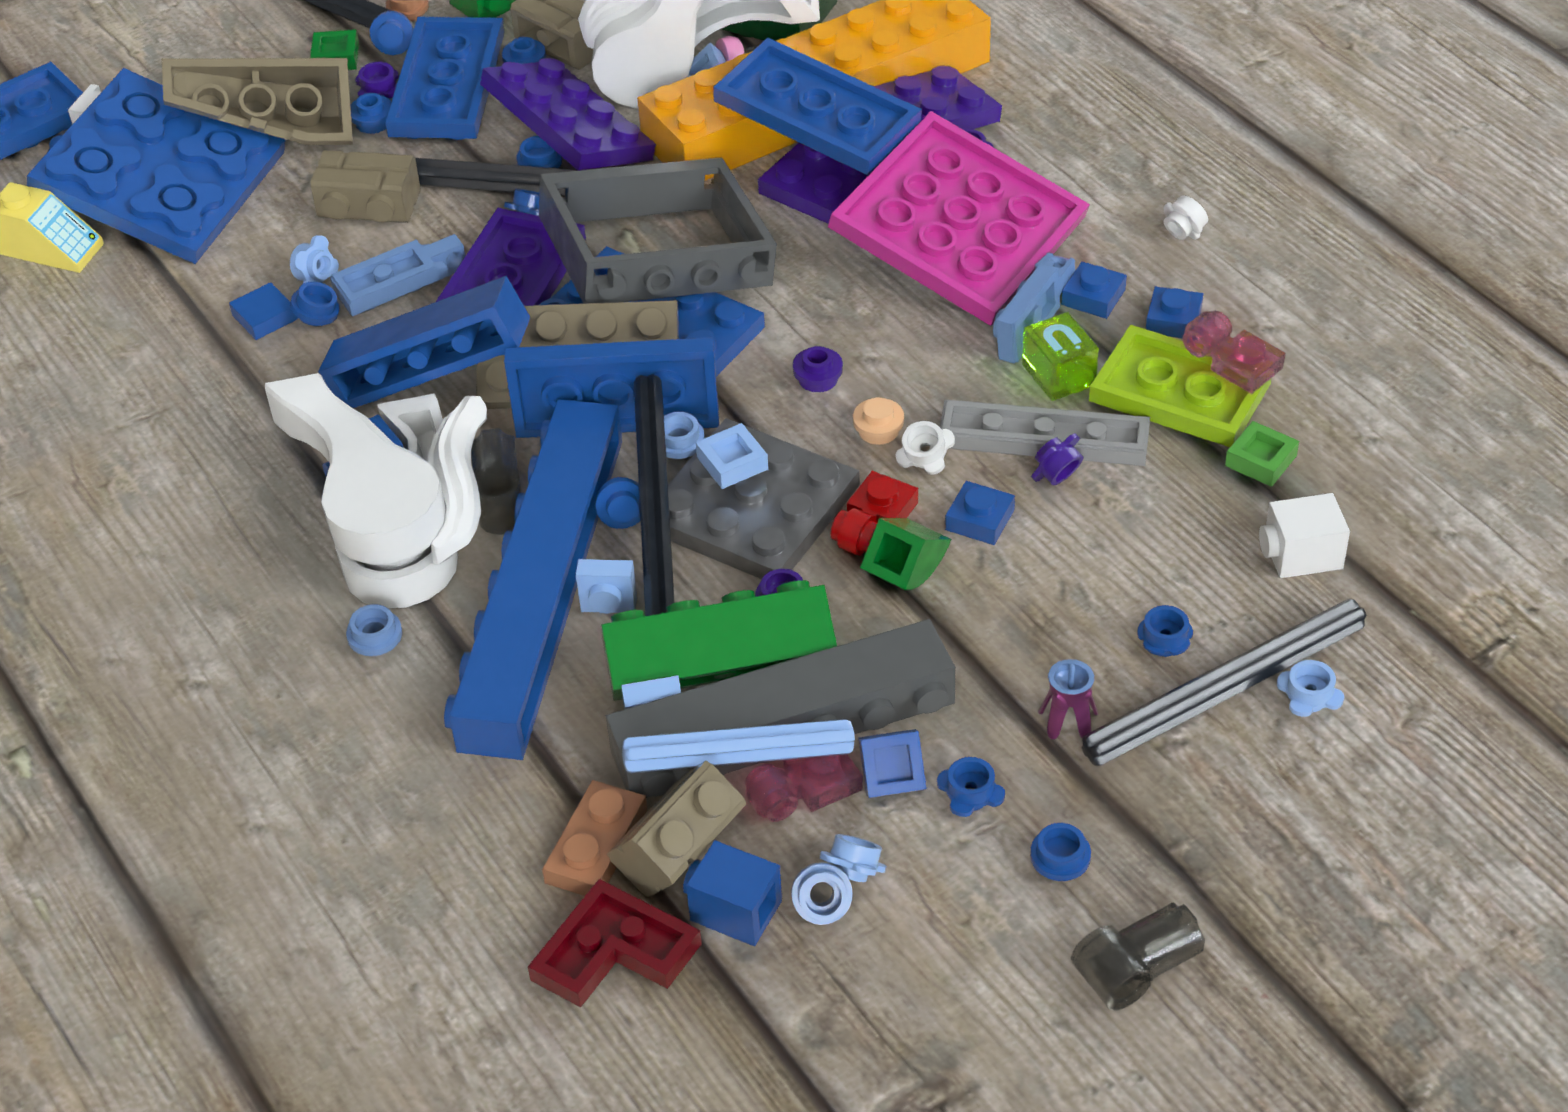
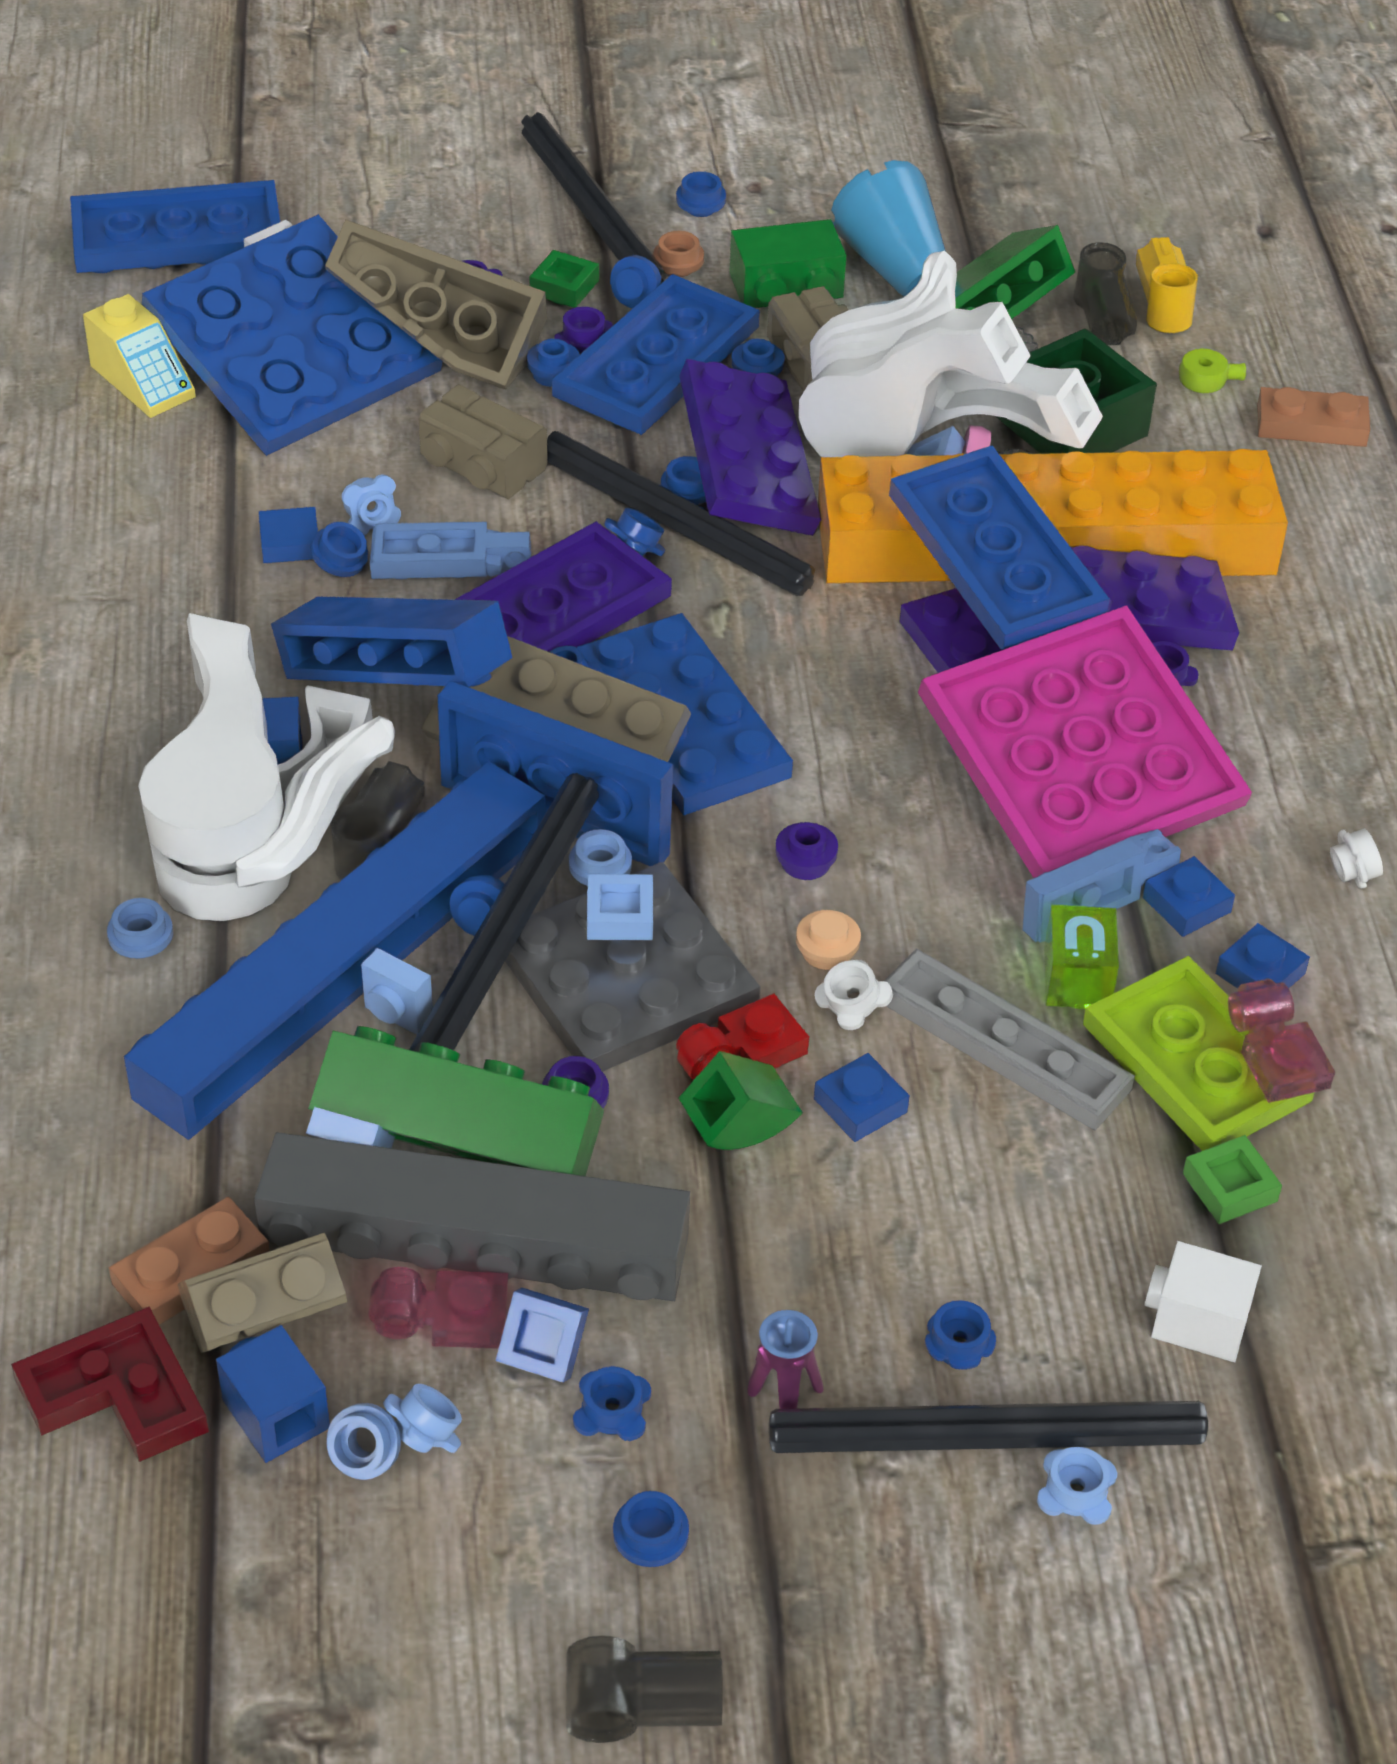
camera: 25 degrees right, 0 degrees up
(652, 191) = (745, 565): dark grey window -> none
(738, 745) = (381, 1233): light blue axle -> none
(1058, 460) = (987, 1077): dark purple plate -> none

